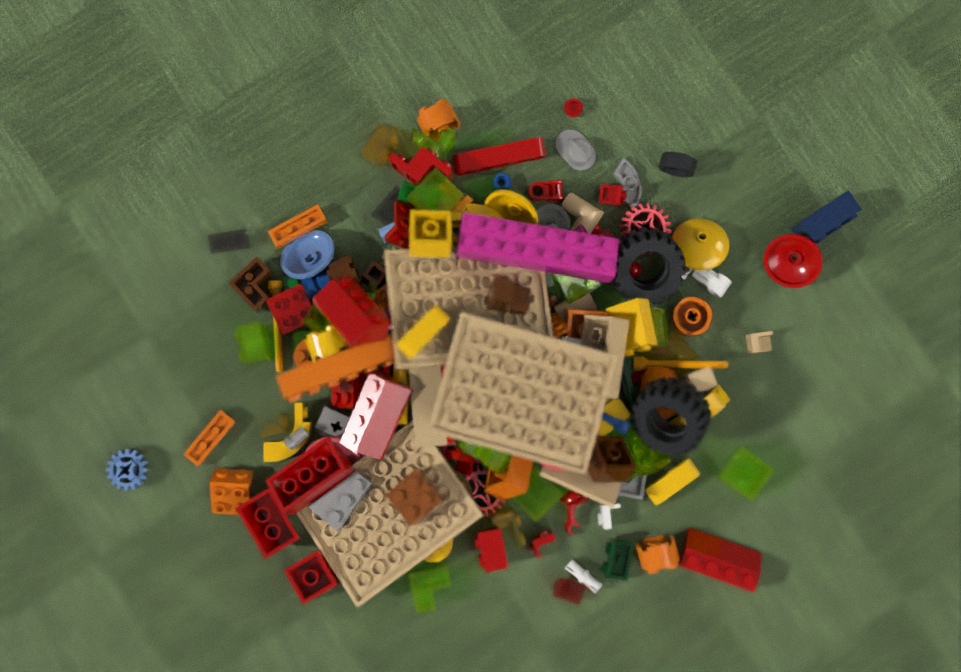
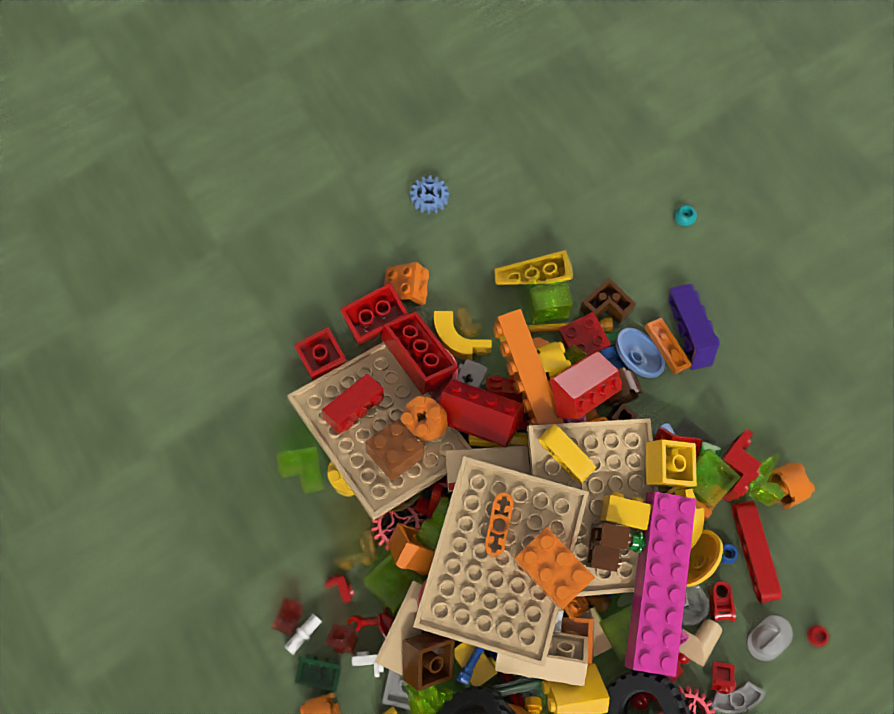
camera: 95 degrees right, 15 degrees down
(156, 204) = (684, 220): none -> teal plate
(209, 438) = (458, 265): orange plate -> none
(218, 351) = (539, 270): none -> yellow wedge
(228, 241) = (649, 282): clear smoke plate -> none
(276, 200) = (693, 326): none -> dark purple wedge
(297, 437) = (456, 339): light grey pin -> none
(342, 500) = (394, 380): light grey wing -> none
(367, 539) = (353, 404): none -> red brick
(380, 145) = (764, 431): clear yellow bracket -> none
(380, 458) = (417, 411): none -> orange brick
(476, 277) = (625, 512): none -> yellow brick
(492, 549) = (337, 532): red brick -> none
(497, 404) = (490, 539): none -> orange beam
(501, 268) = (637, 542): none -> green plate
(534, 346) = (554, 568): none -> orange brick
(588, 539) = (342, 639): none -> clear red brick

